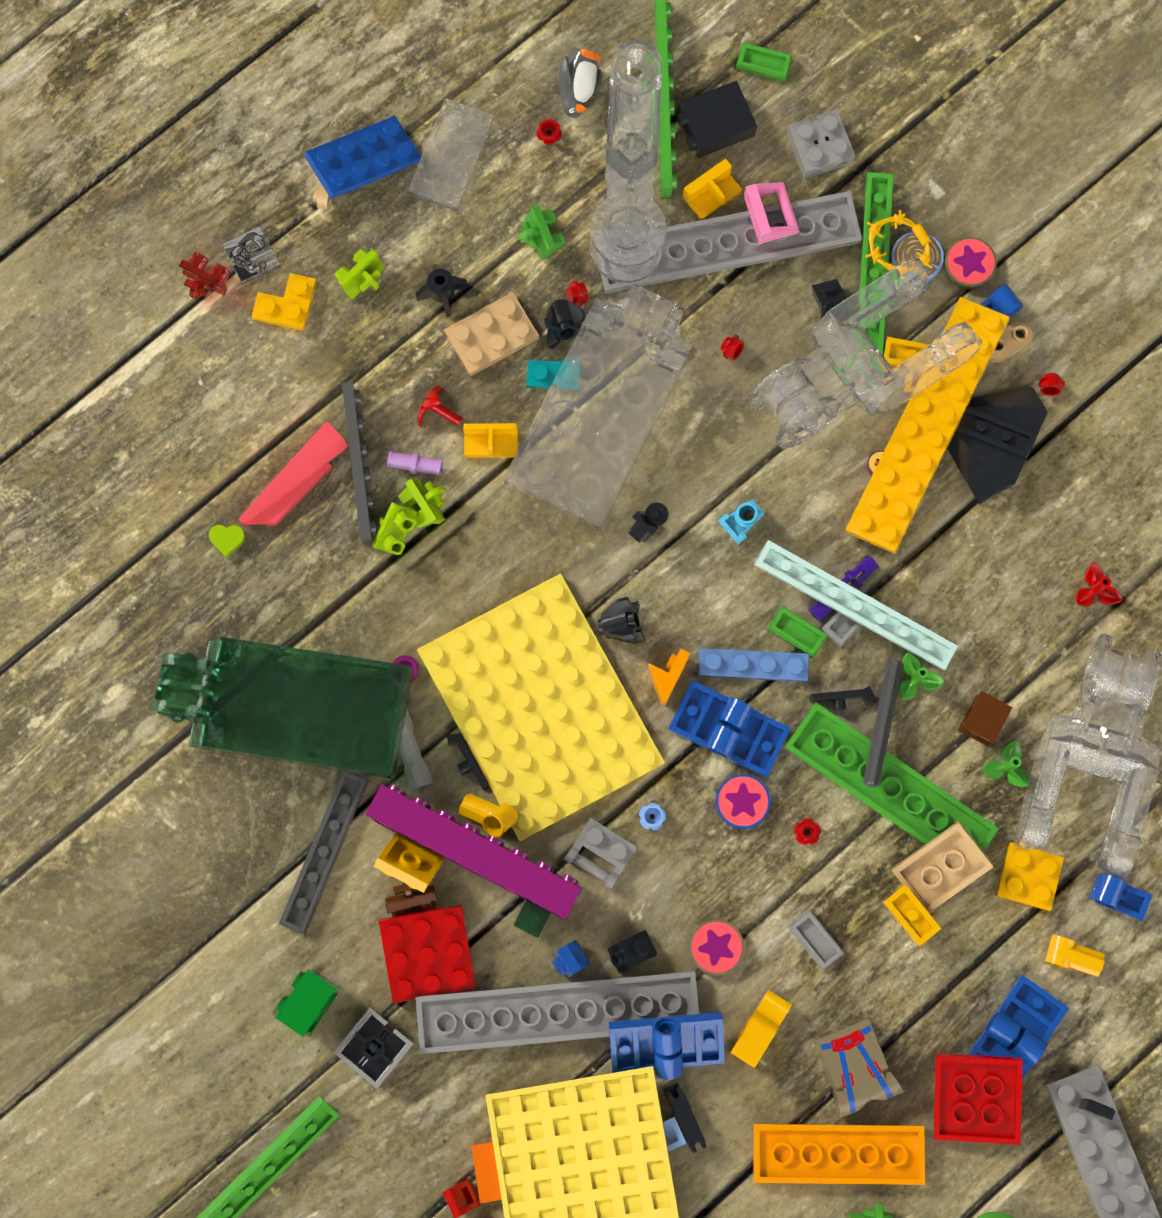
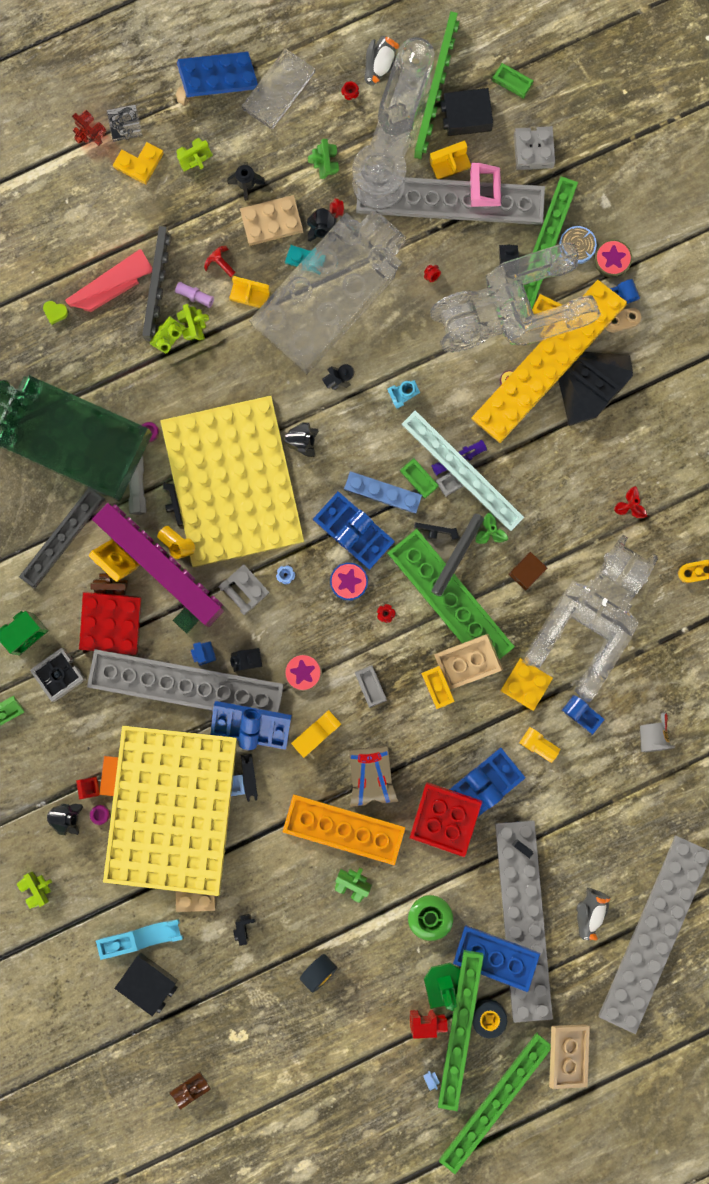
camera: 20 degrees right, 5 degrees up
(664, 681) = (320, 487): light orange slope -> none
(896, 220) = (570, 214): yellow piece -> none
(1011, 755) = (539, 600): bright green plant -> none
(1051, 384) = (643, 357): red plate -> none

